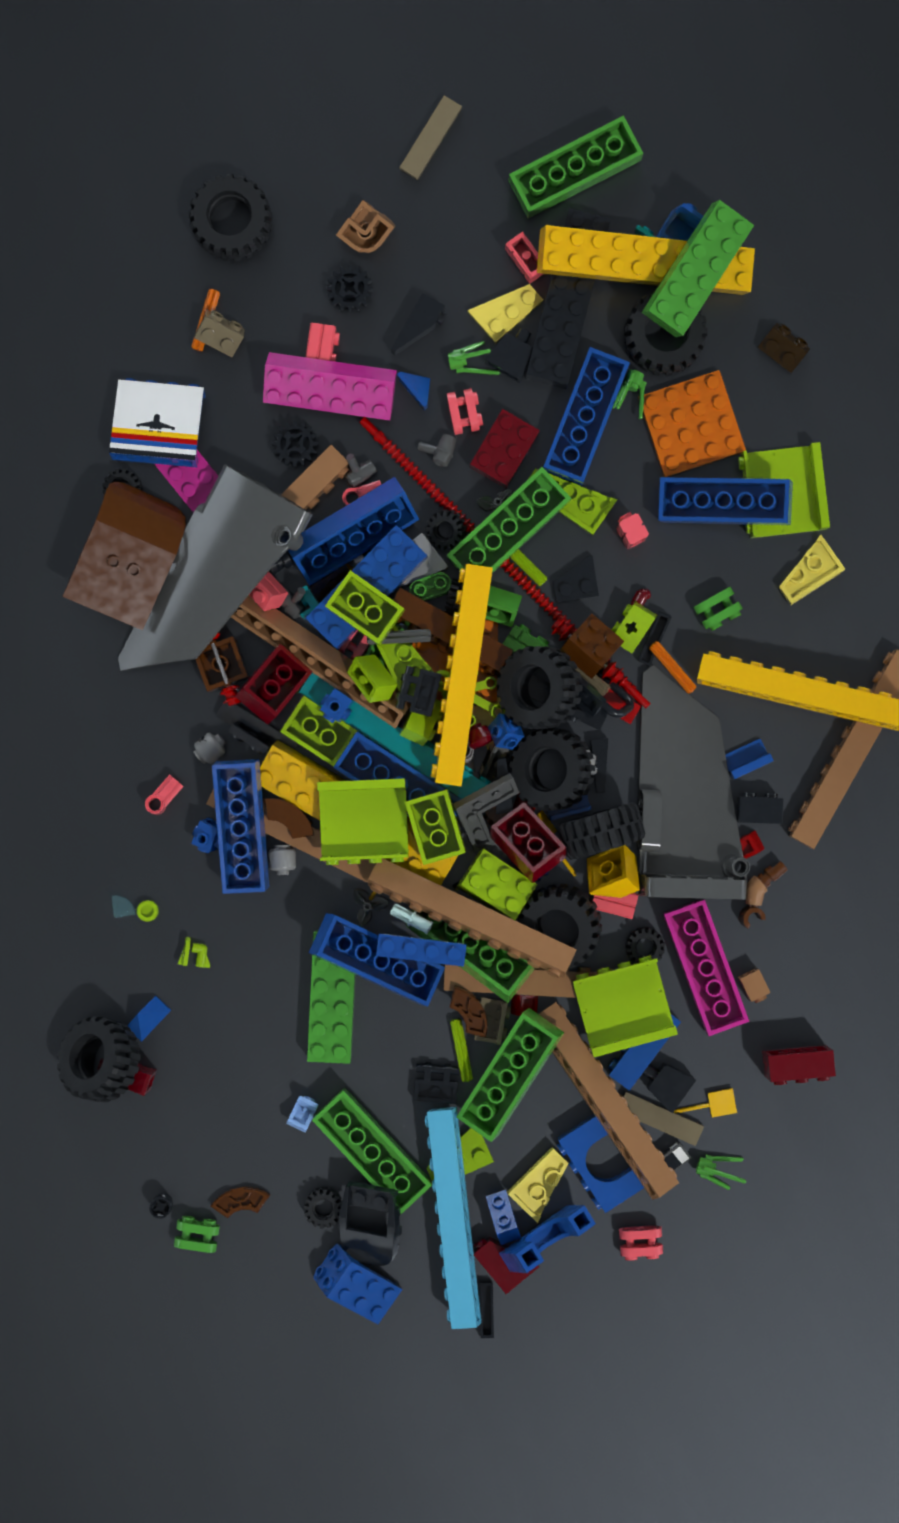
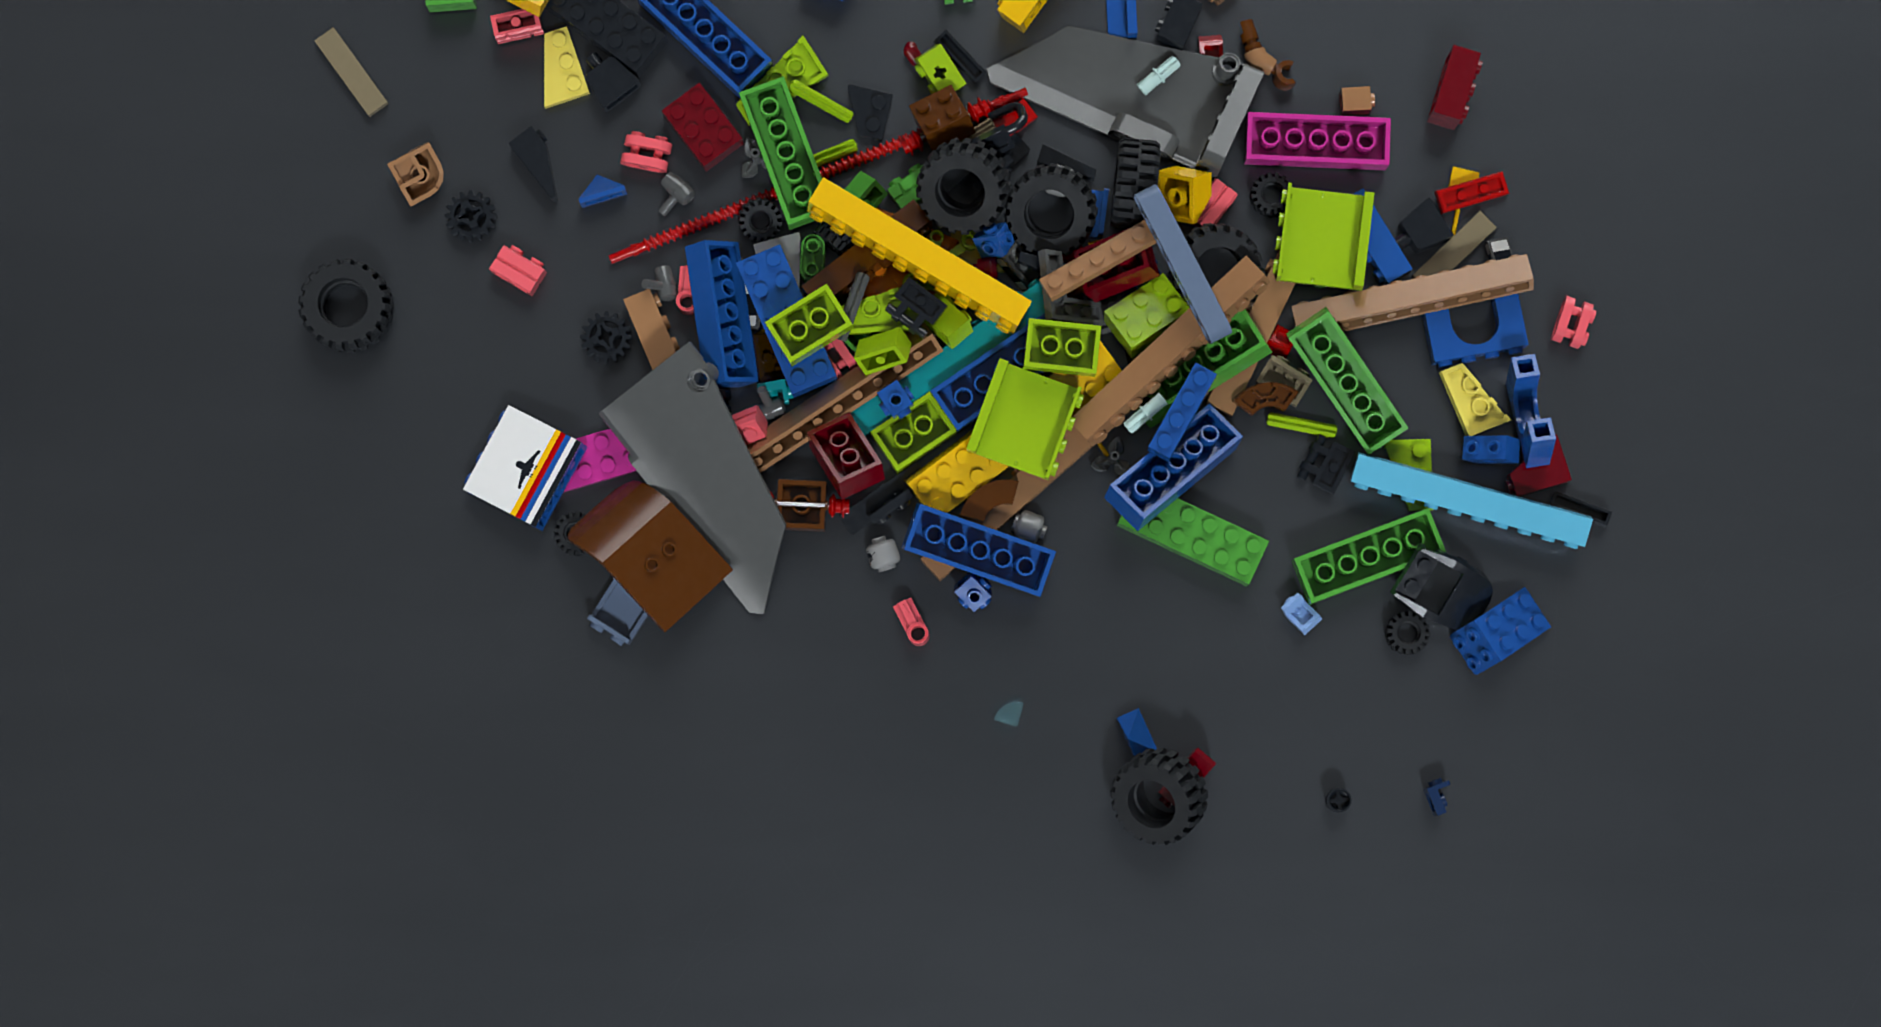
camera: 70 degrees left, 5 degrees down
(64, 550) = (618, 615): none -> sand blue panel
(147, 910) = (1024, 689): lime tile -> none
(190, 1225) = (1369, 779): bright green brick -> none
(194, 1287) = (1436, 801): none -> dark blue bracket
(200, 949) = (1087, 650): lime piece -> none
(210, 304) = (438, 377): orange axle -> none
(220, 333) = (459, 366): dark tan bracket -> none
(240, 1199) = (1364, 717): reddish brown tile -> none
(329, 386) = (563, 275): dark pink brick -> none
(458, 359) = (590, 136): bright green plant -> none
(528, 833) = (1097, 261): none -> medium nougat plate
(544, 900) = (1182, 264): none -> sand blue beam
(567, 538) = (821, 101): none -> lime axle
(631, 530) = (840, 32): coral brick -> none
(672, 666) = (997, 49): orange axle -> none
(706, 1168) = (1523, 224): bright green plant -> none
(707, 811) = (1158, 75): none -> light aqua axle
(716, 1113) = (1471, 192): none -> red tile

